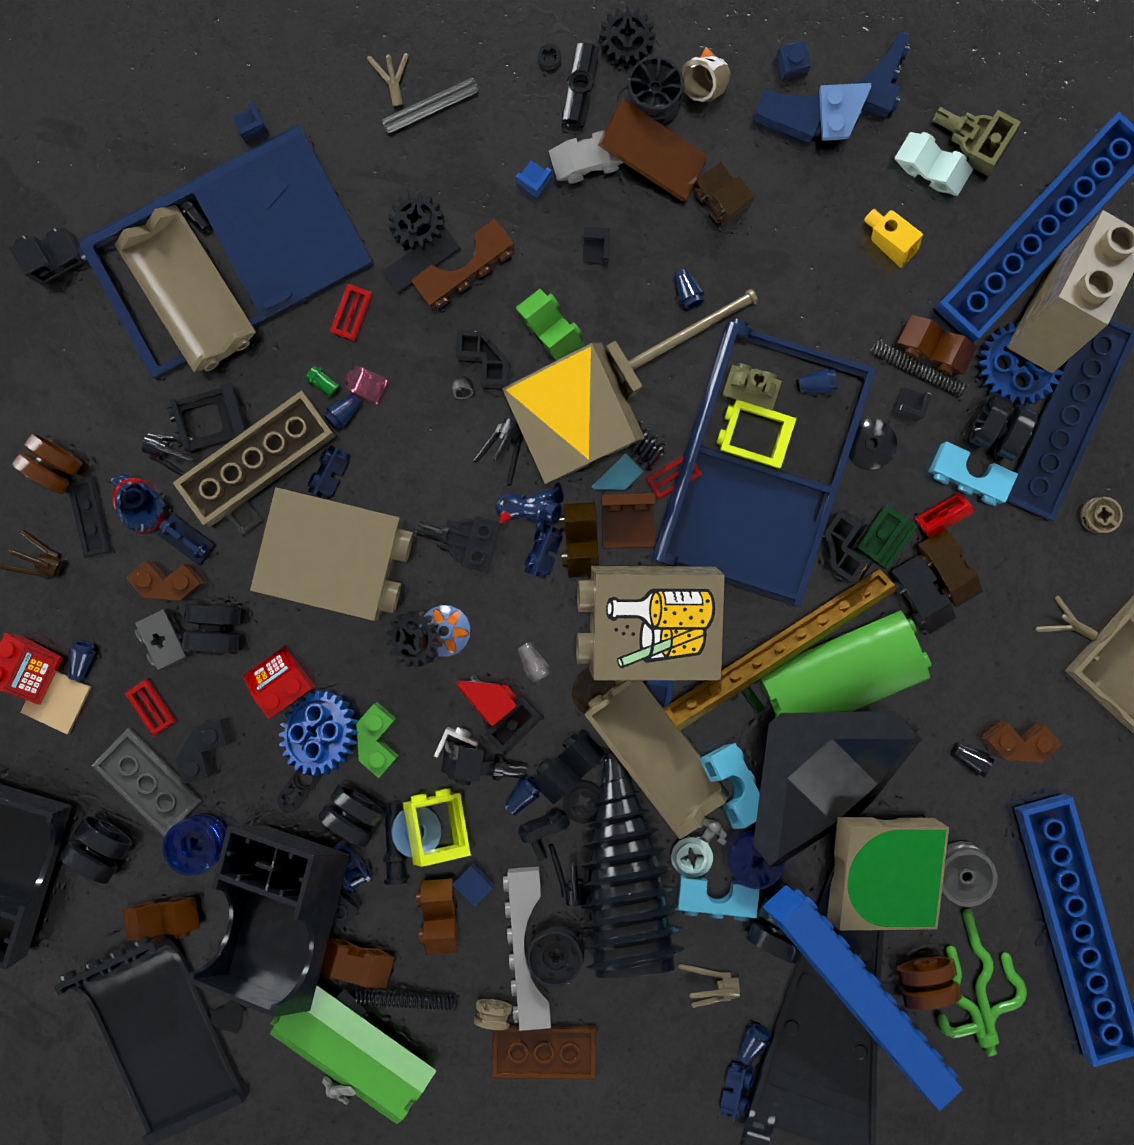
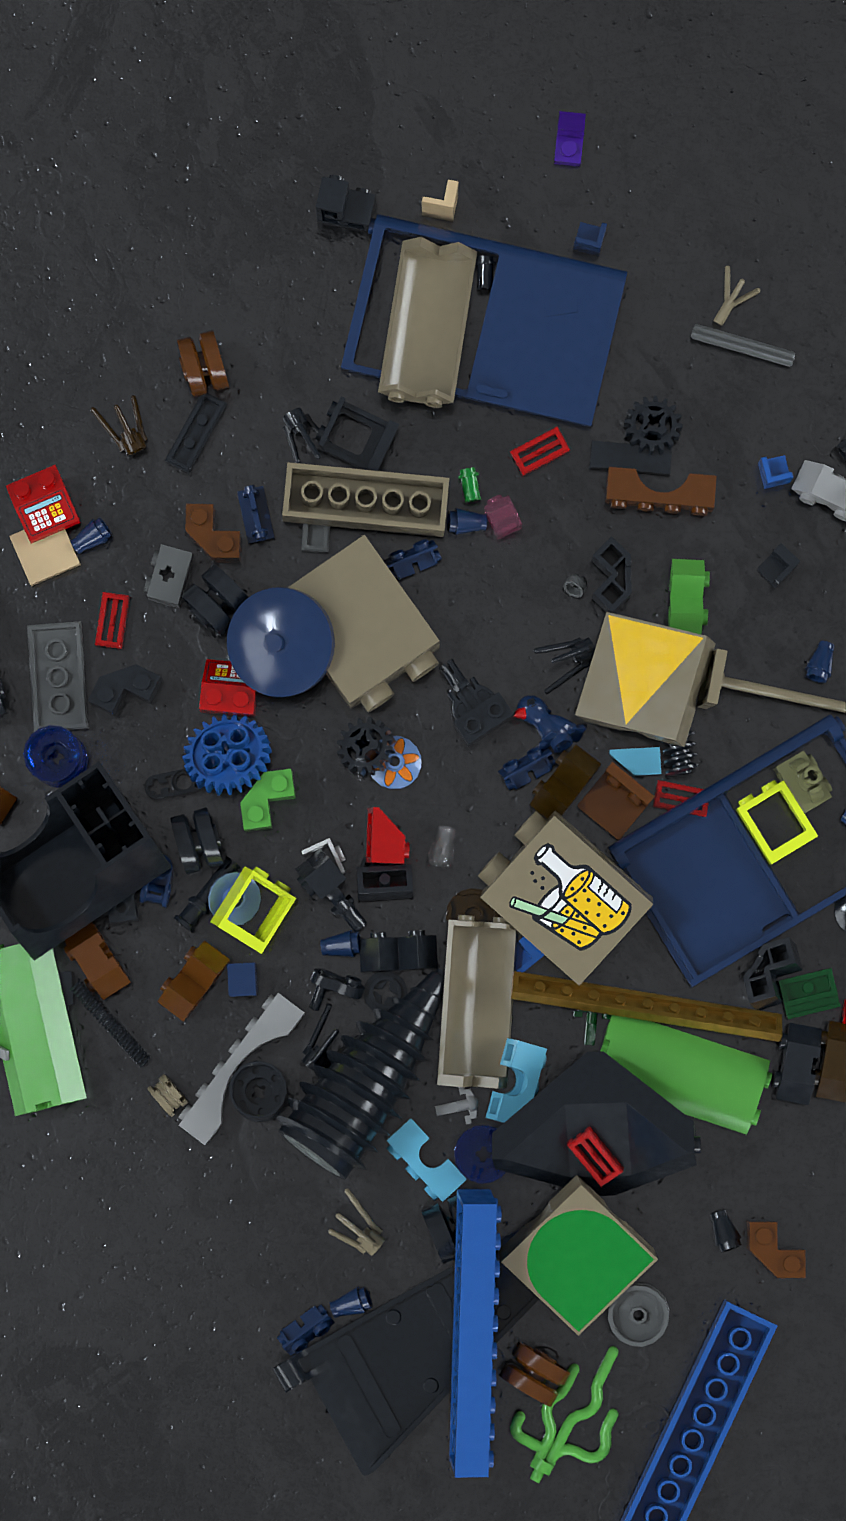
camera: 40 degrees right, 5 degrees down
(122, 194) = (444, 208): none -> tan panel
(136, 503) = (244, 454): dark blue hair -> none
(171, 62) = (569, 138): none -> dark purple slope
(283, 620) = (280, 642): none -> dark blue dish
(545, 1053) = (180, 1163): reddish brown tile -> none
(684, 865) = (421, 1113): light aqua gear -> none
(825, 783) = (591, 1135): none -> red tile

